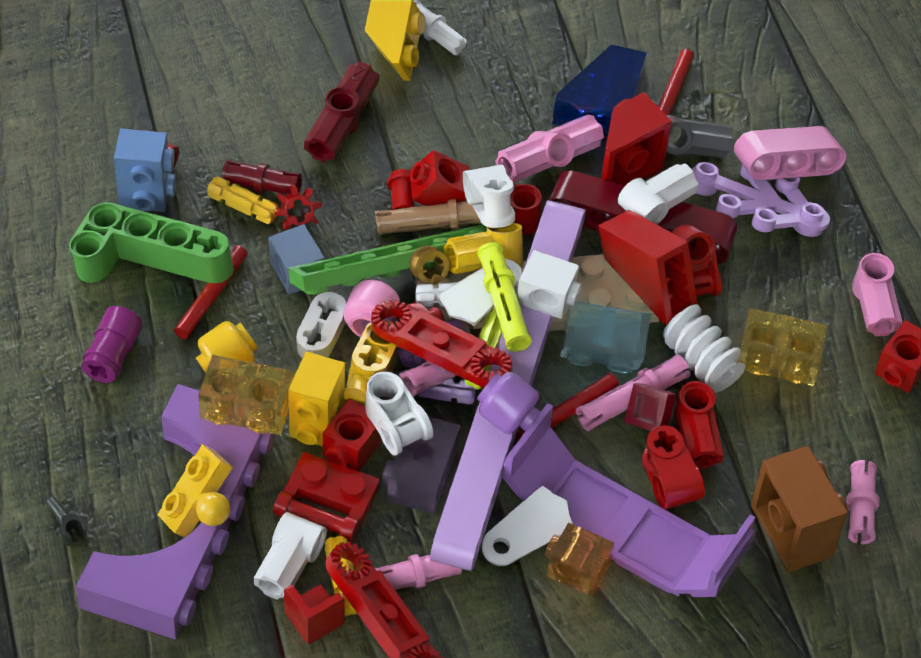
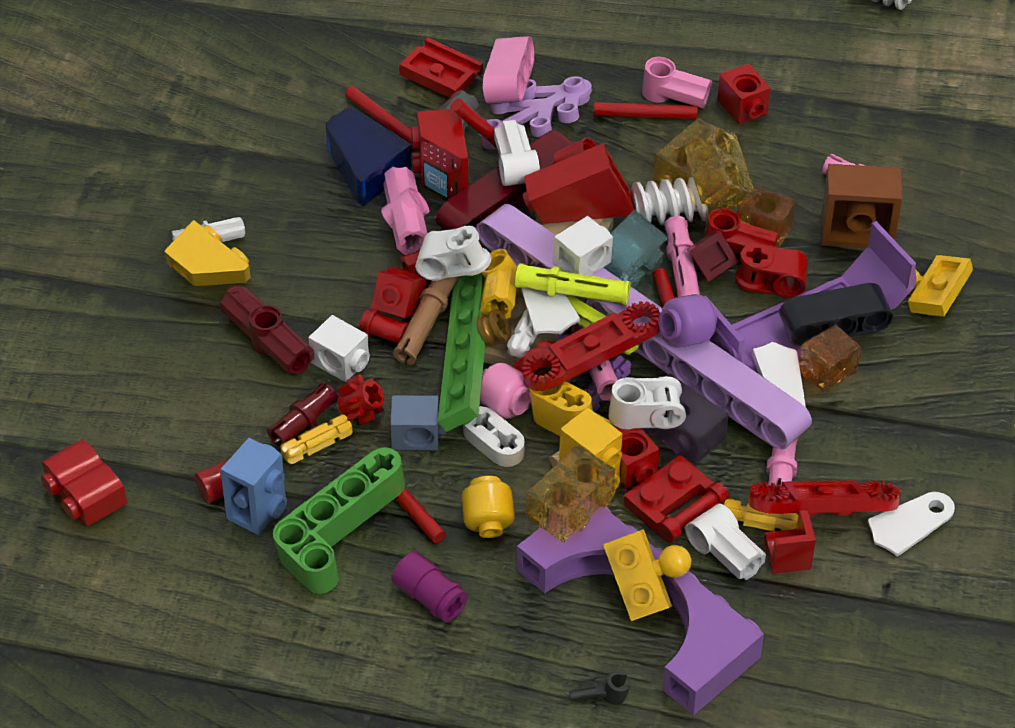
camera: 60 degrees left, 5 degrees down
(98, 64) = (83, 483): none -> red brick
(351, 170) = (339, 348): none -> white brick
(639, 542) = (854, 309): none -> black beam
(671, 144) = (474, 120): none -> red bar
(739, 451) = (769, 212): none -> clear orange brick
(748, 623) = (940, 285): none -> yellow plate
(755, 368) = (718, 167): none -> clear yellow brick
(761, 102) = (440, 68): none -> red plate
(830, 288) = (645, 110): none -> red bar

